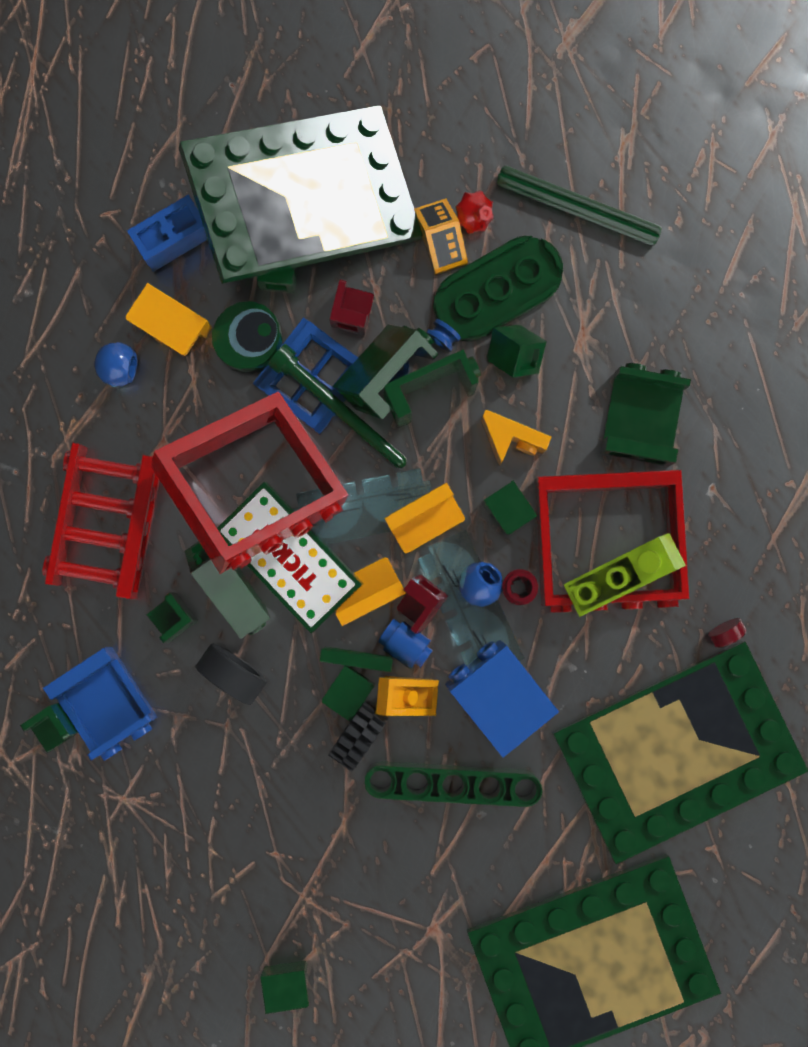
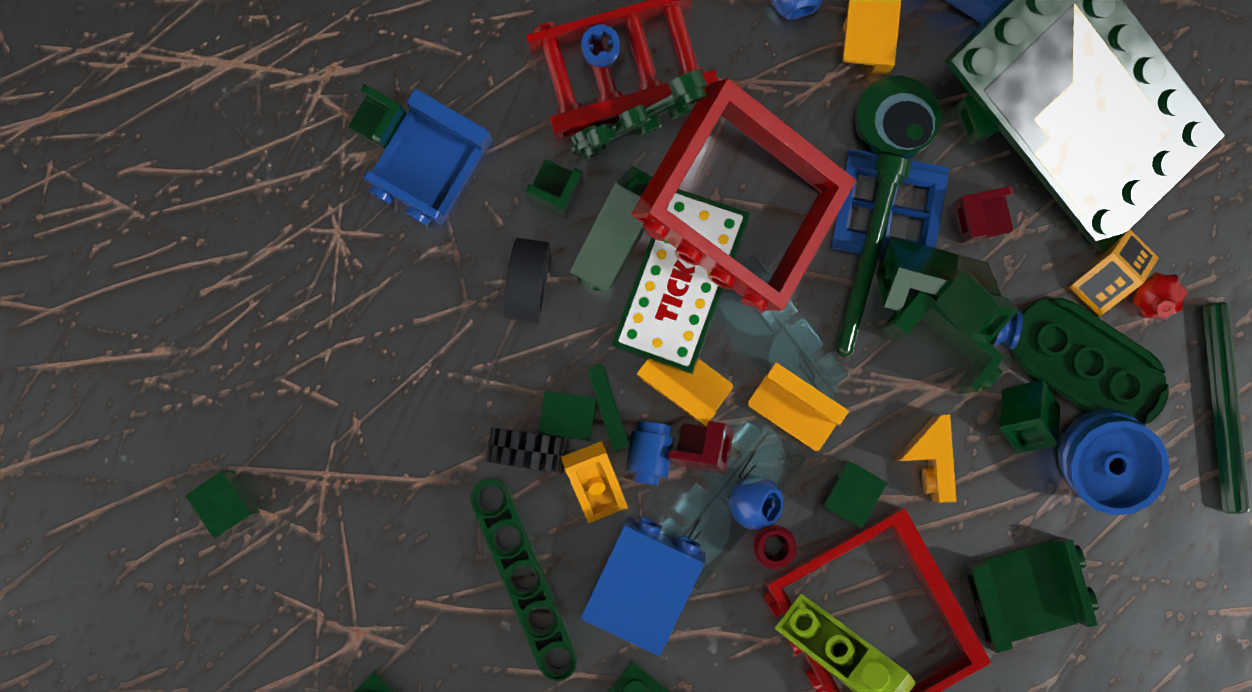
camera: 65 degrees right, 0 degrees up
(71, 529) = (596, 33): none -> blue bush
(148, 486) = (685, 92): none -> dark green plant
(417, 355) = (975, 309): none -> dark green panel
(598, 305) = (1131, 479): none -> blue wheel

